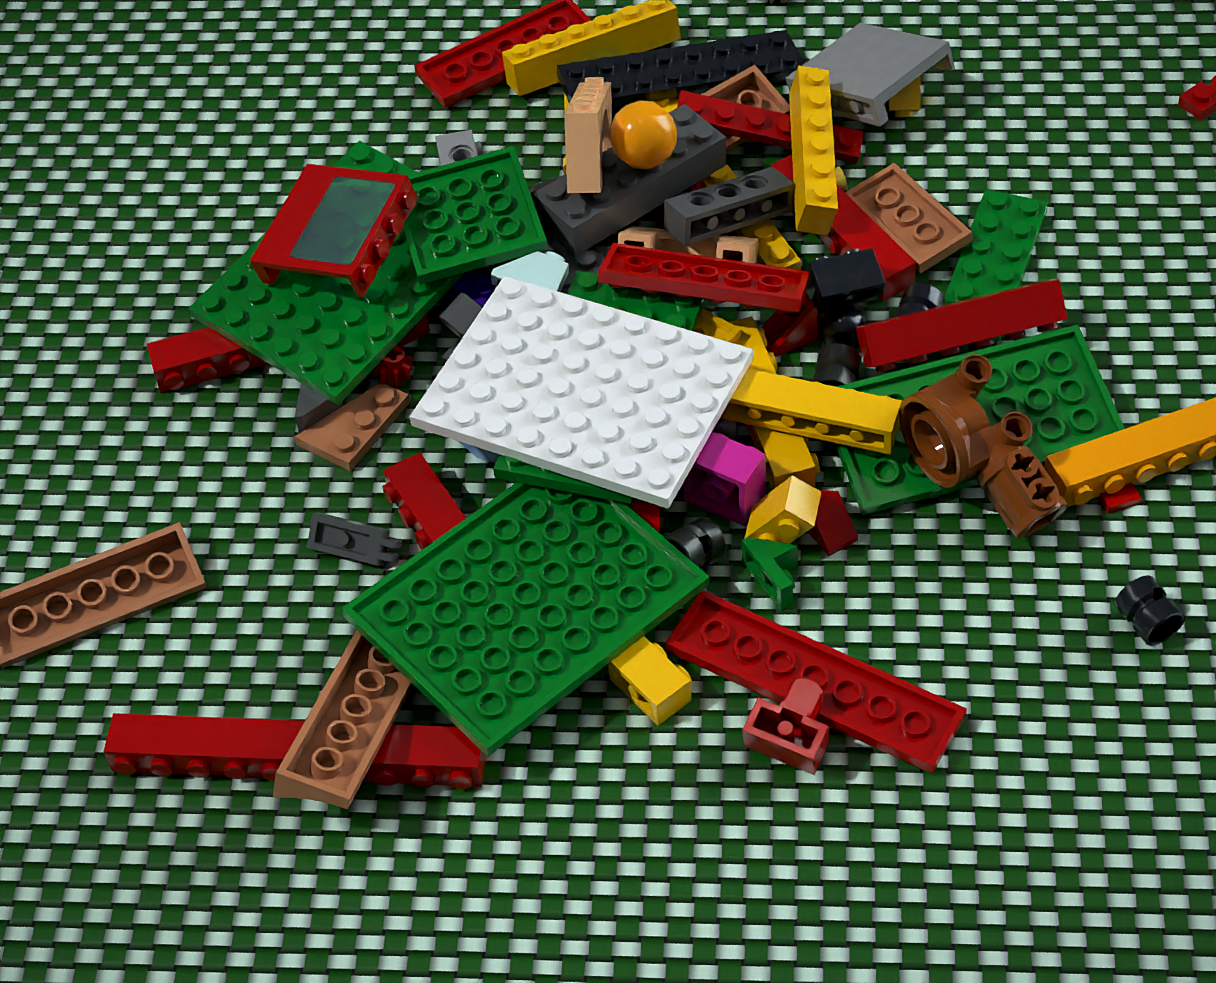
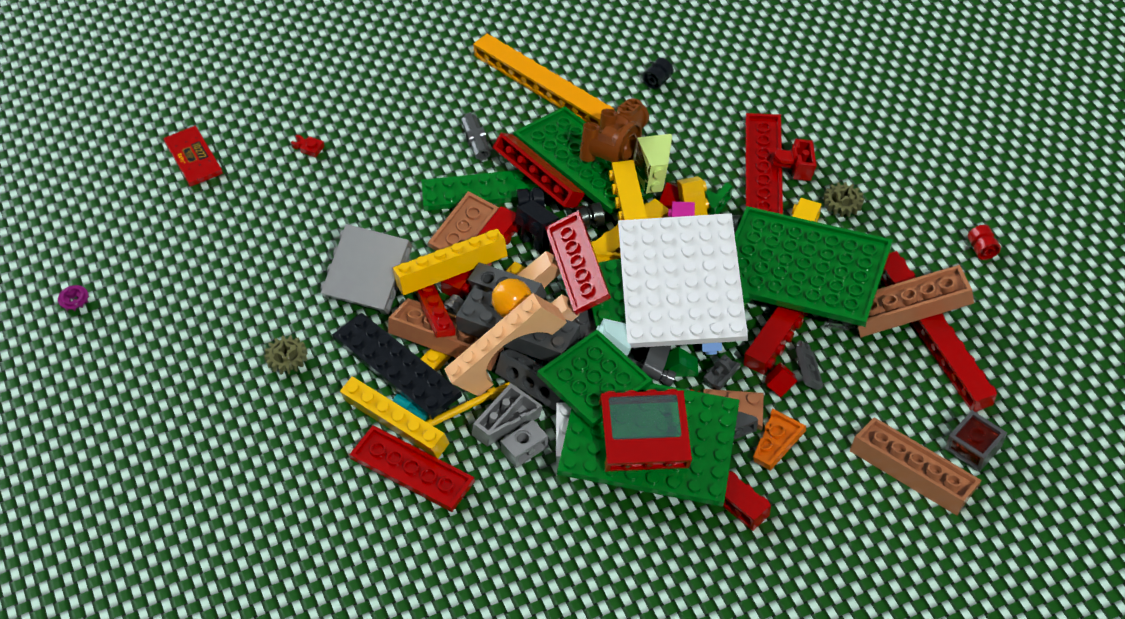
camera: 120 degrees left, 0 degrees up
(55, 680) = (975, 440): none -> piece
(259, 446) = (779, 436): none -> orange wing
(354, 493) = (780, 379): none -> red panel
(416, 438) = (721, 372): none -> dark grey hips
(427, 940) = (984, 242): none -> red wheel
(507, 128) = (505, 415): none -> light grey wedge
(659, 766) = (843, 199): none -> olive gear
(750, 159) = (454, 304): none -> light grey wheel
(882, 477) = (652, 161): none -> yellowish green slope
(1115, 296) = (476, 136): none -> dark grey piece

